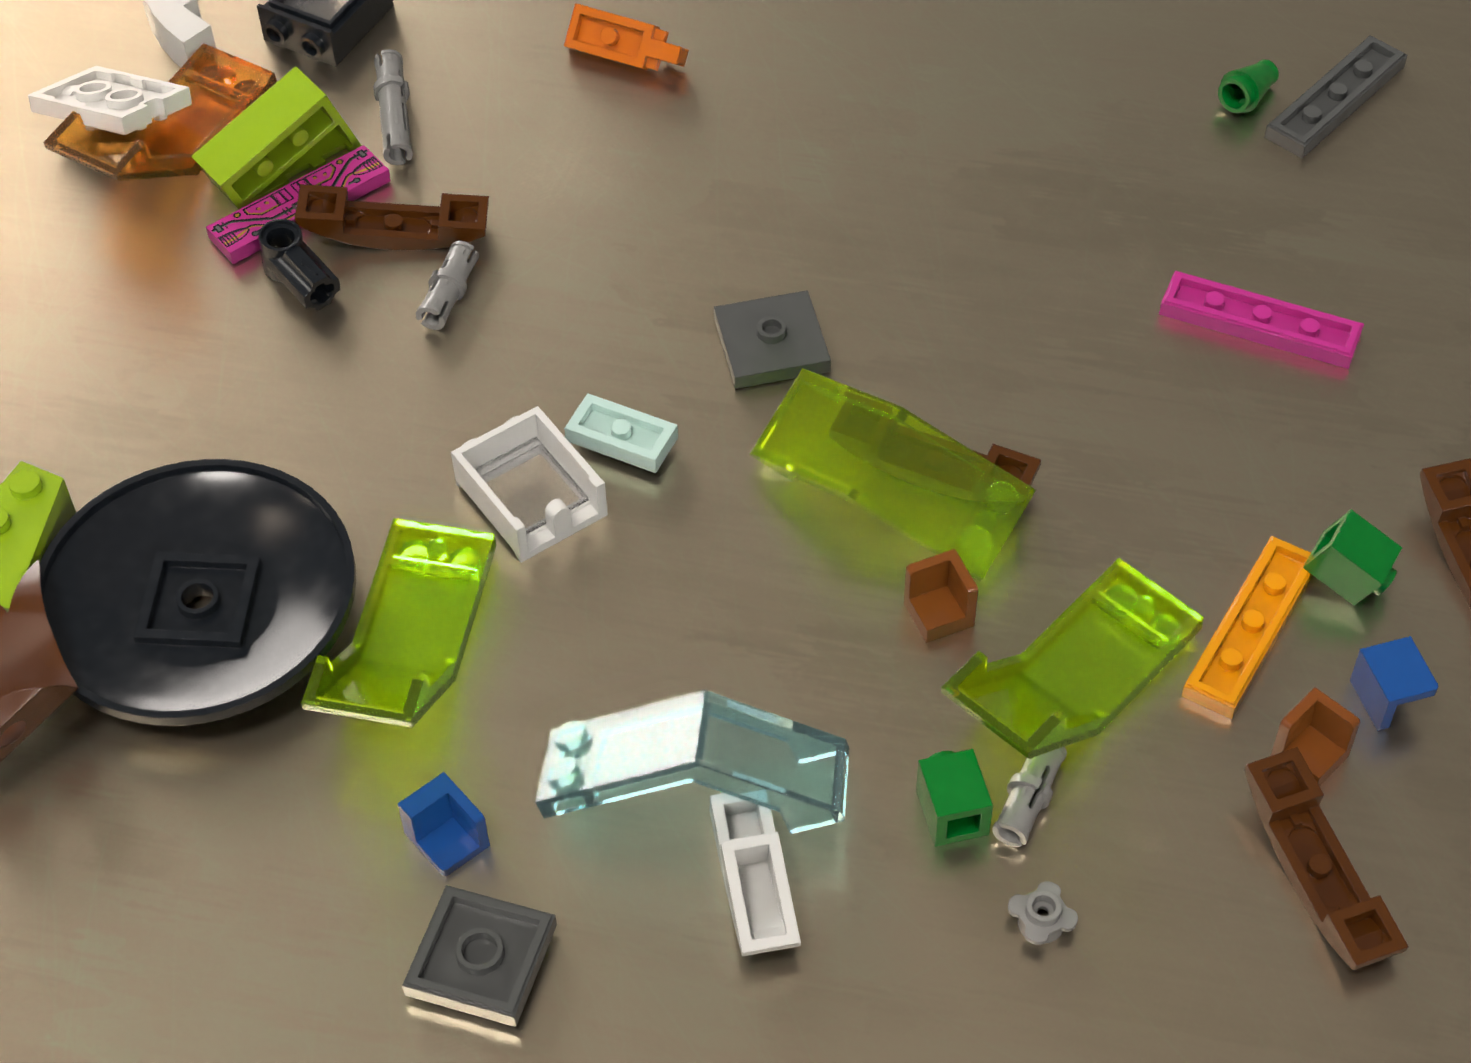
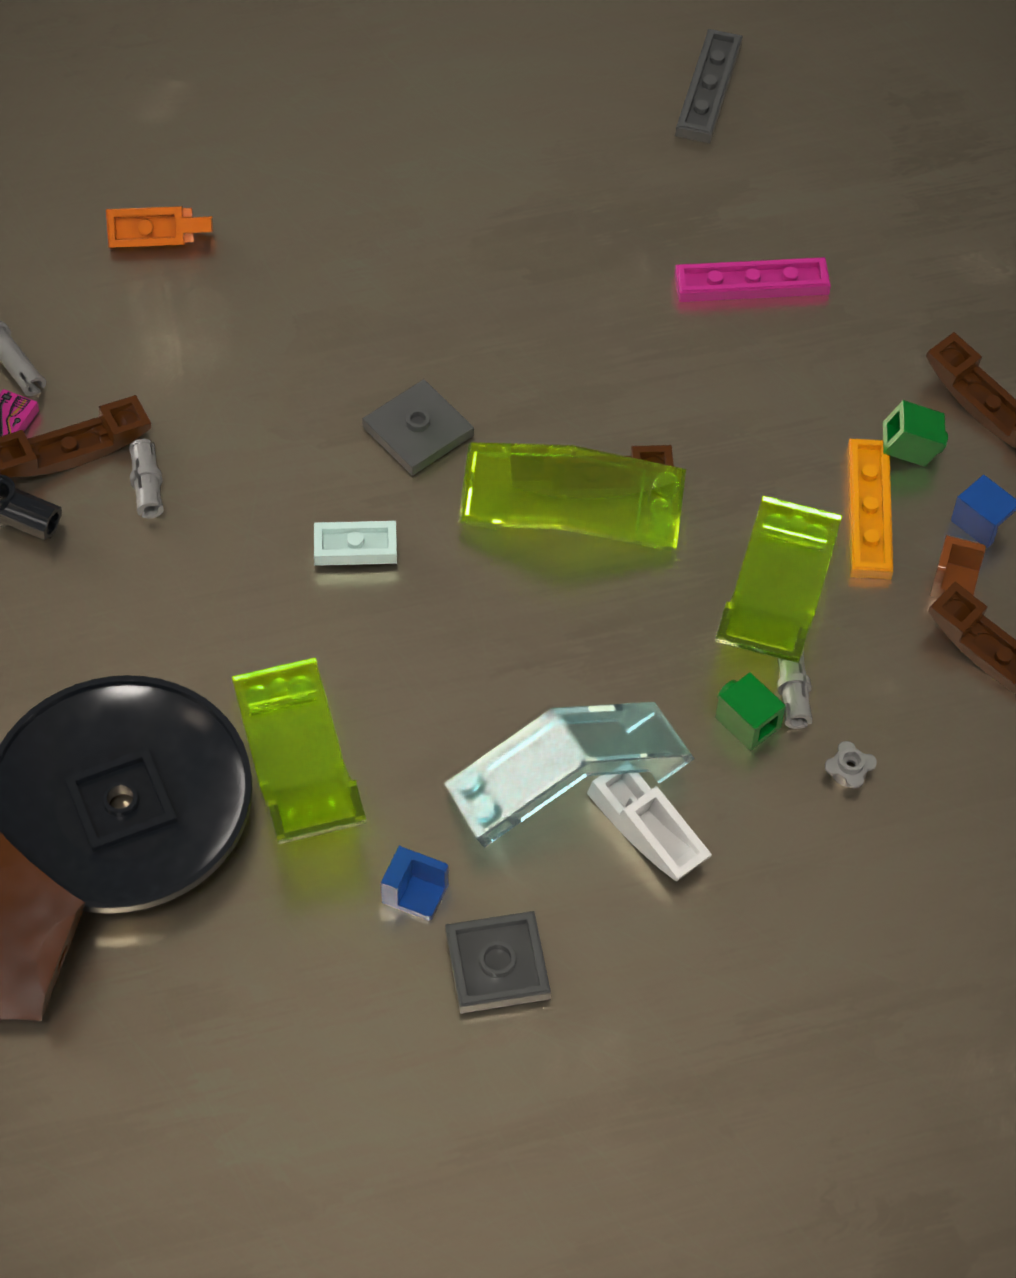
camera: 30 degrees left, 5 degrees up
(530, 483) = (313, 607): white window -> none
(940, 595) = (658, 572): dark orange panel -> none
(1245, 87) = (645, 101): green cone -> none

